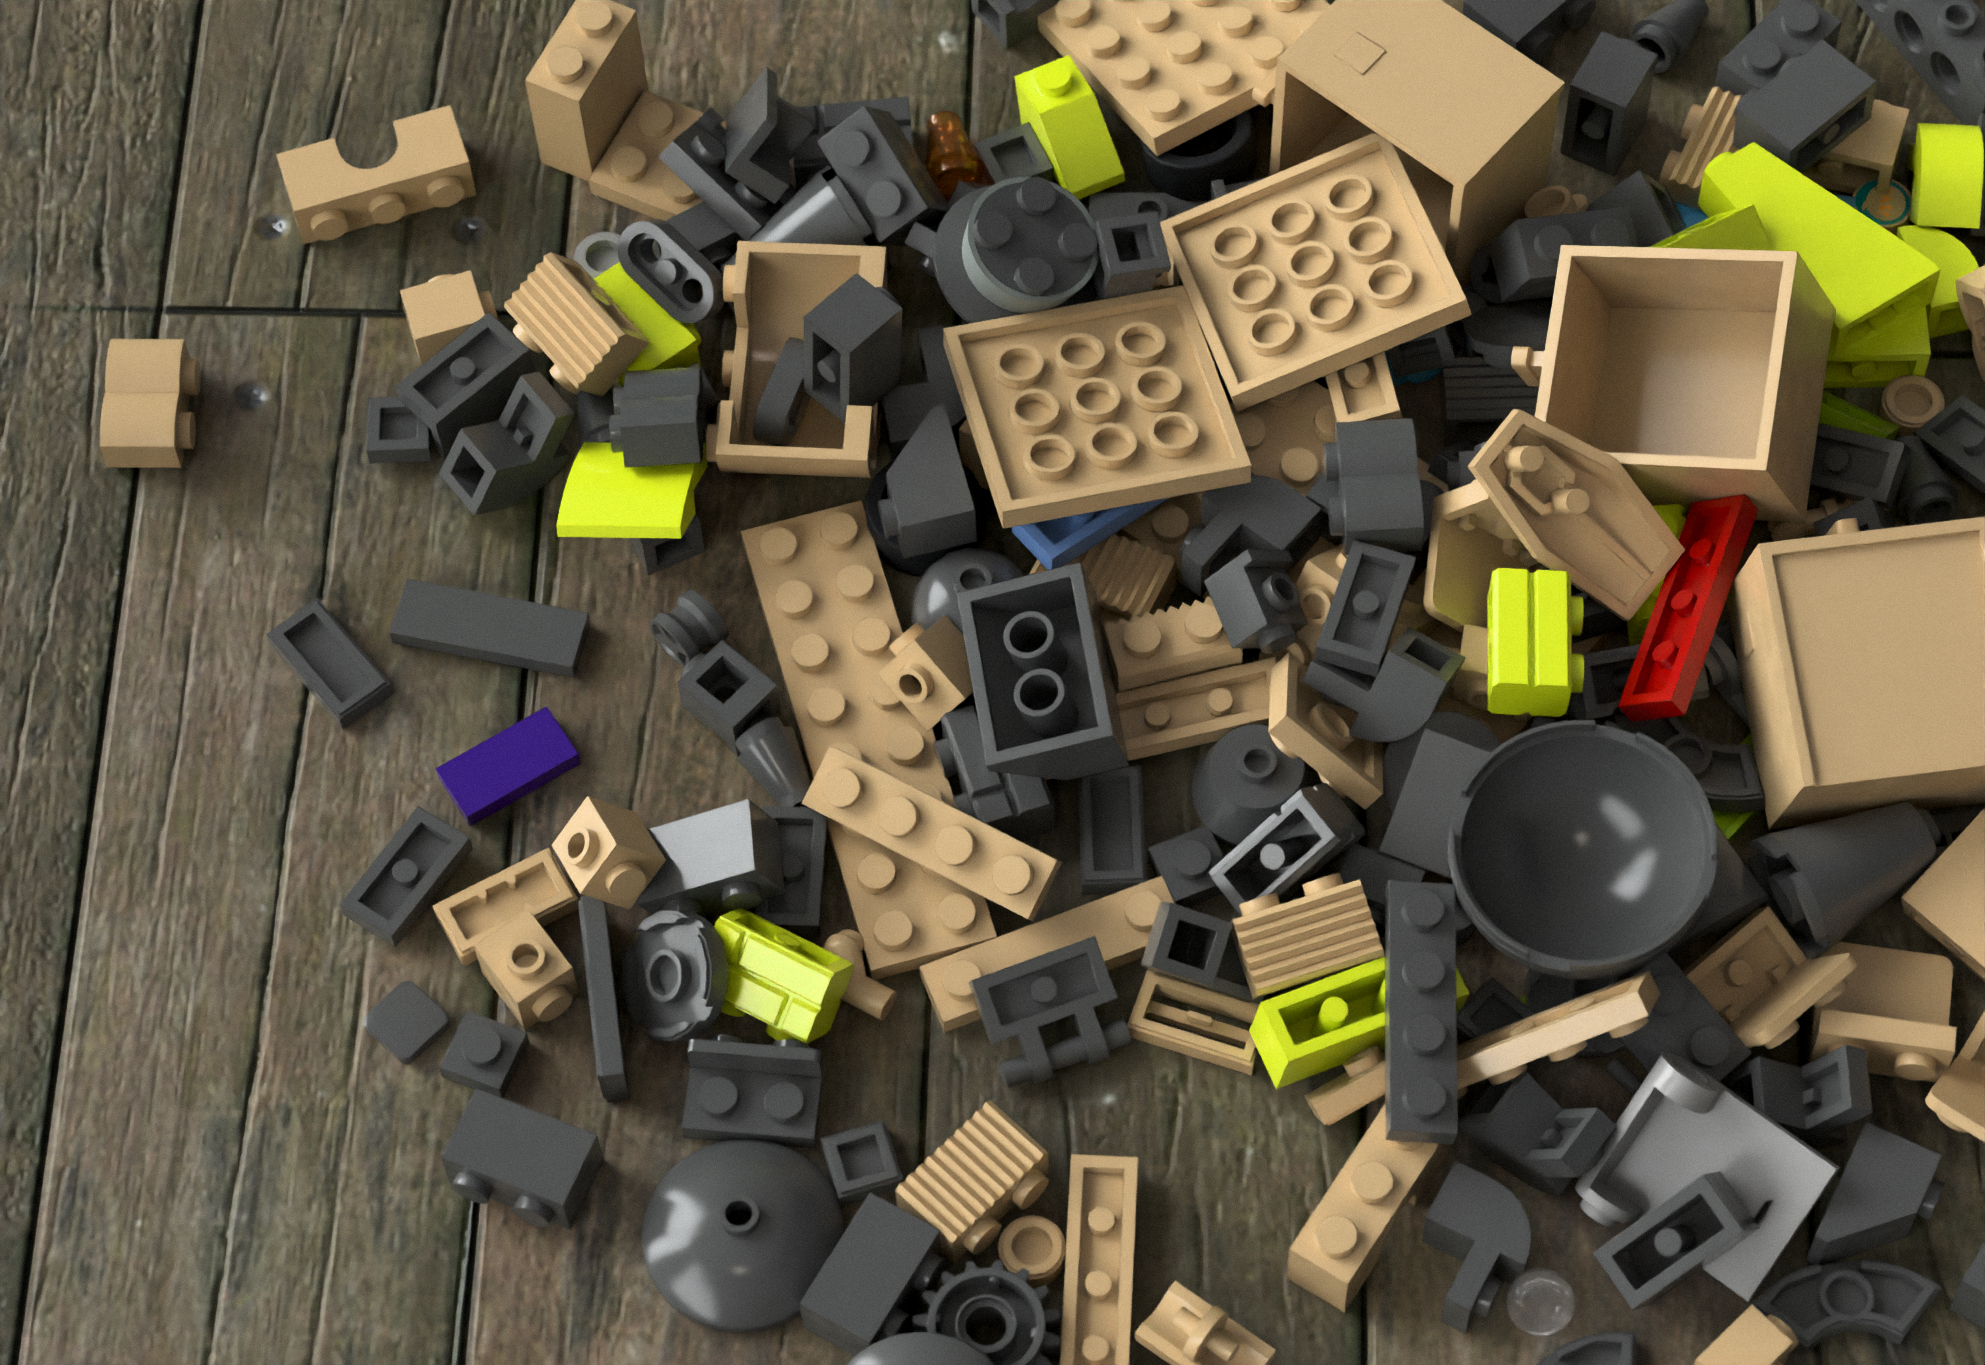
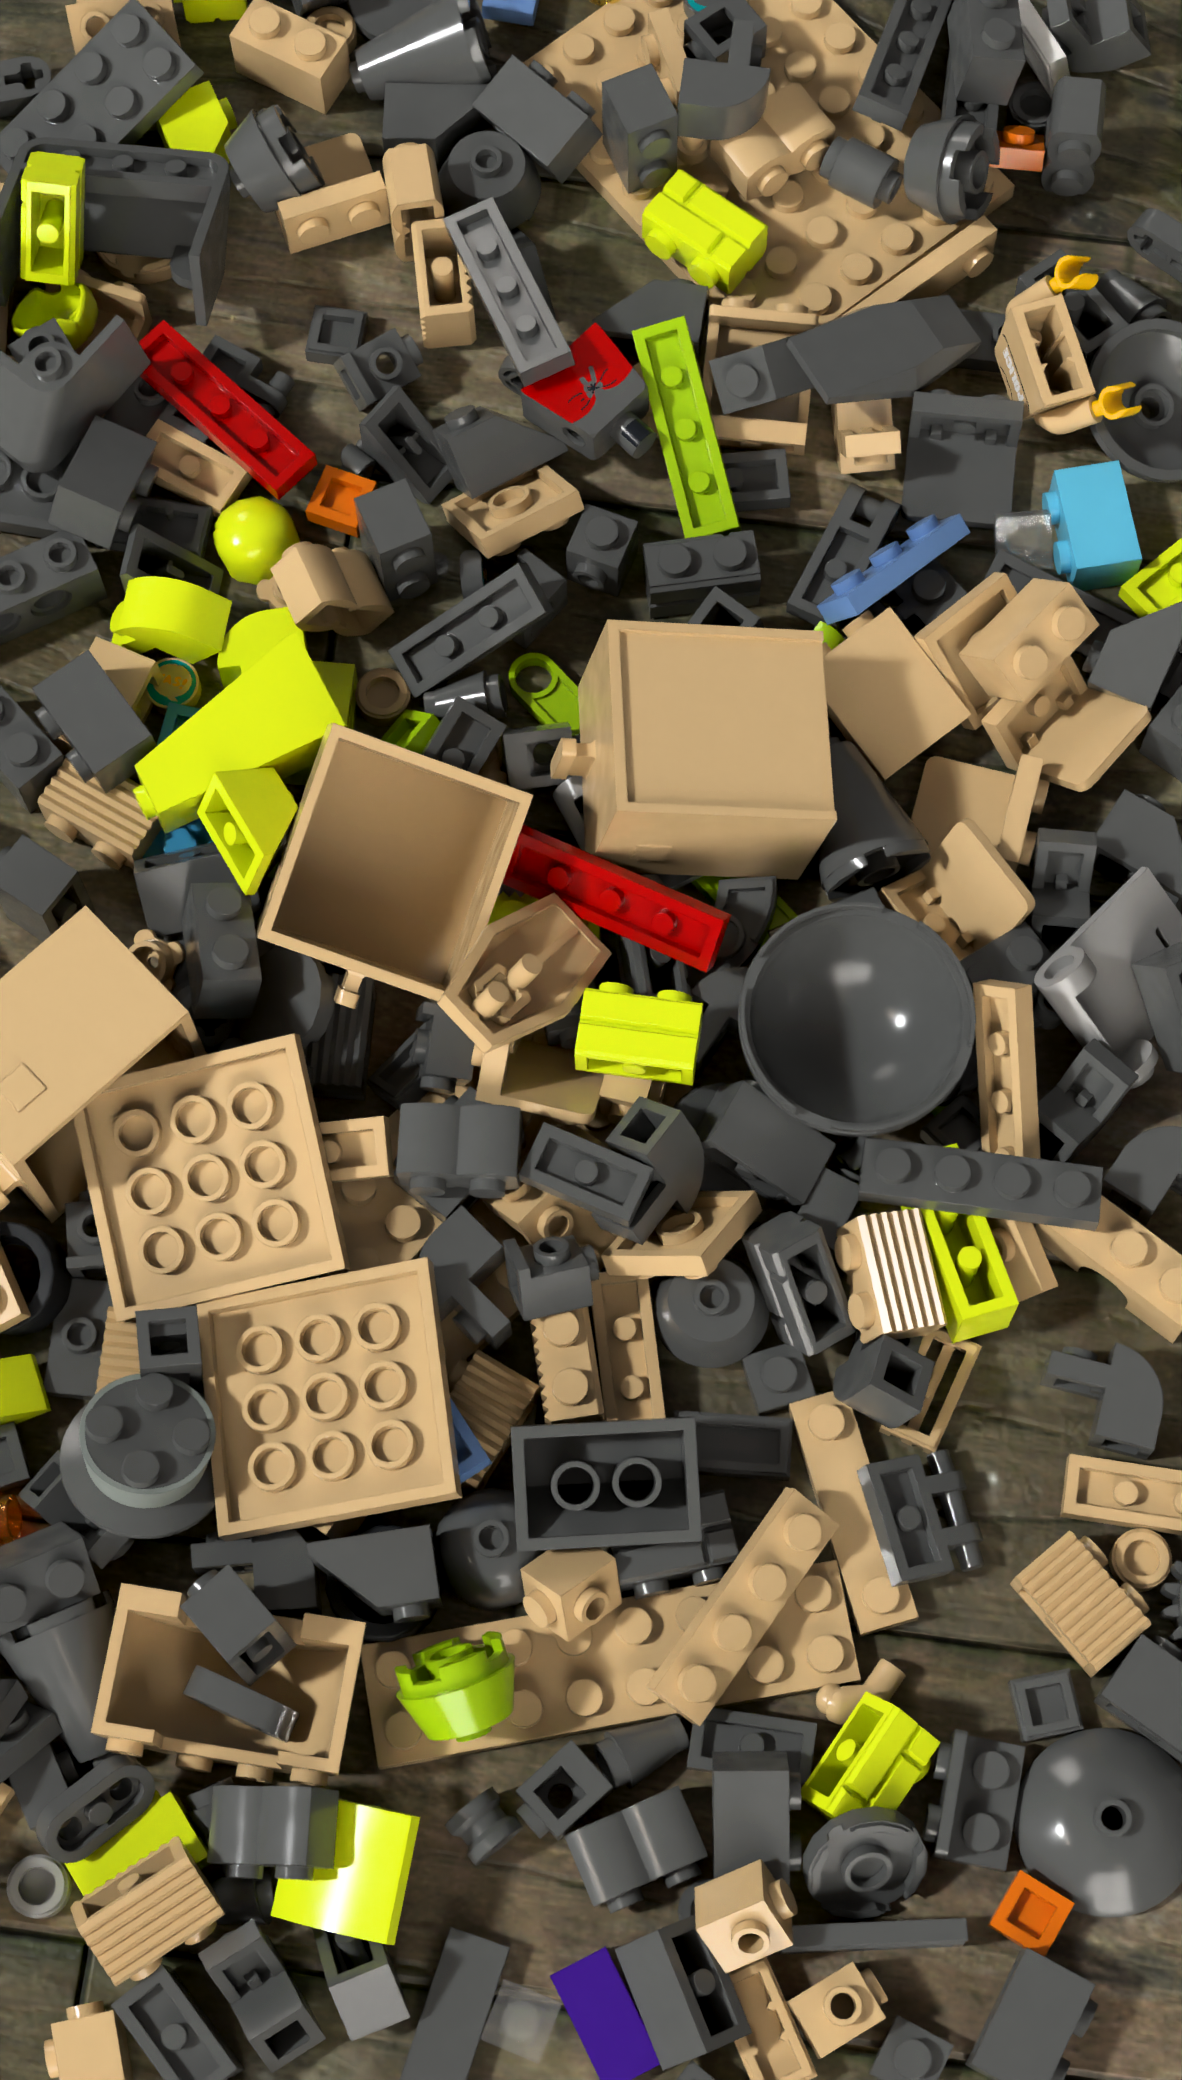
camera: 85 degrees left, 10 degrees up
(501, 690) = (521, 2021): none -> clear plate
(522, 538) = (361, 1982): none -> slope
(527, 816) = (682, 1993): none -> dark grey brick
(637, 1155) = (1030, 1913): none -> orange plate
(672, 763) = (637, 1848): none -> dark grey brick
(815, 565) = (459, 1688): none -> lime cone
(1209, 1216) = (1126, 1393): none -> dark grey brick

